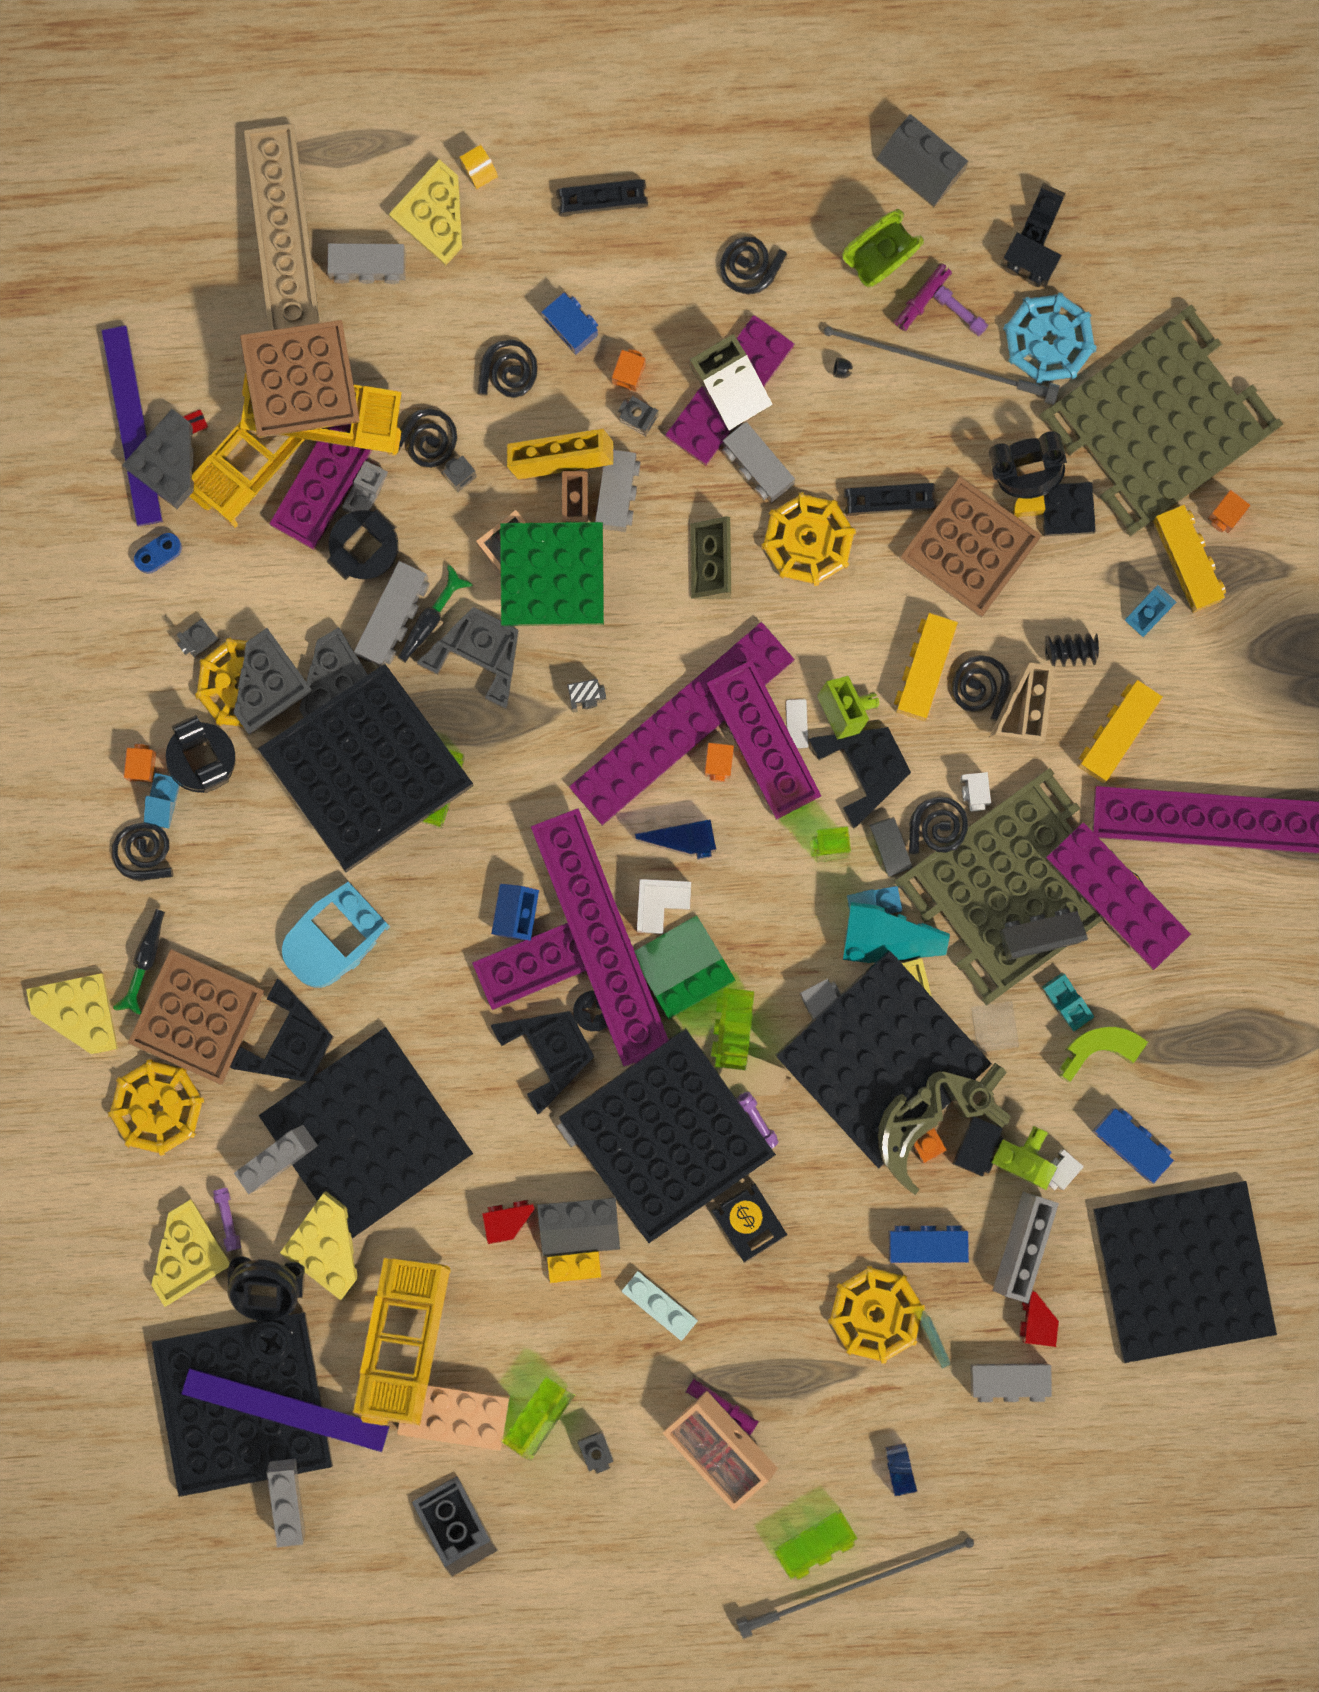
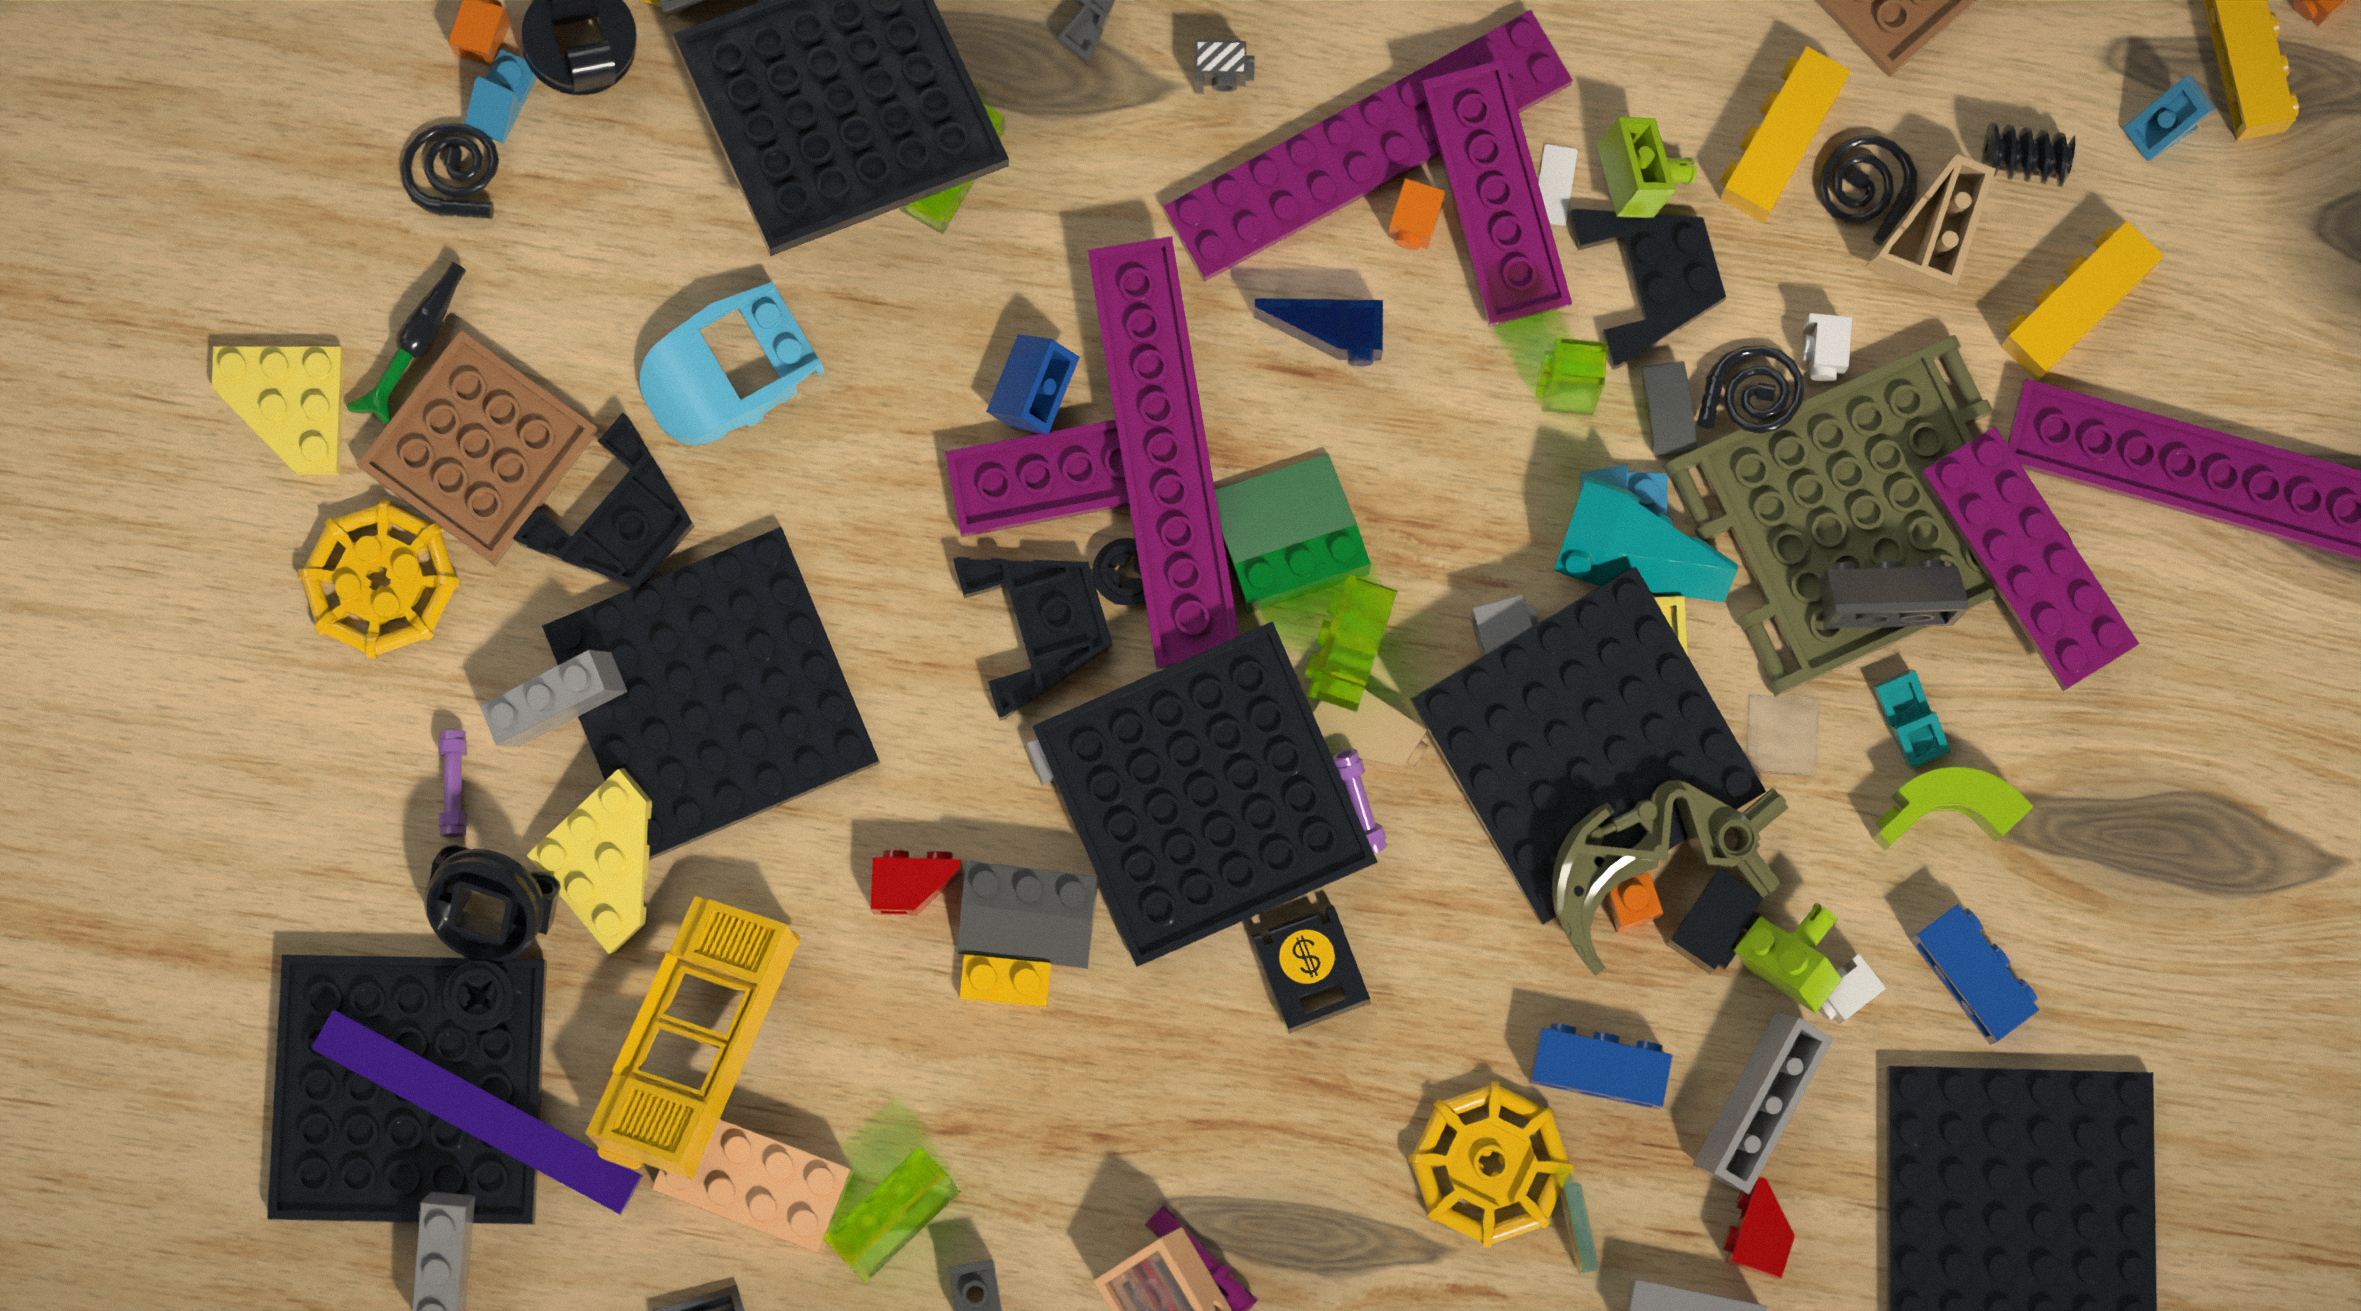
camera: 10 degrees right, 5 degrees down
(186, 1254) = (374, 826): light yellow plate -> none
(657, 896) = (1272, 408): white panel -> none
(659, 1306) = (1133, 1074): light aqua plate -> none

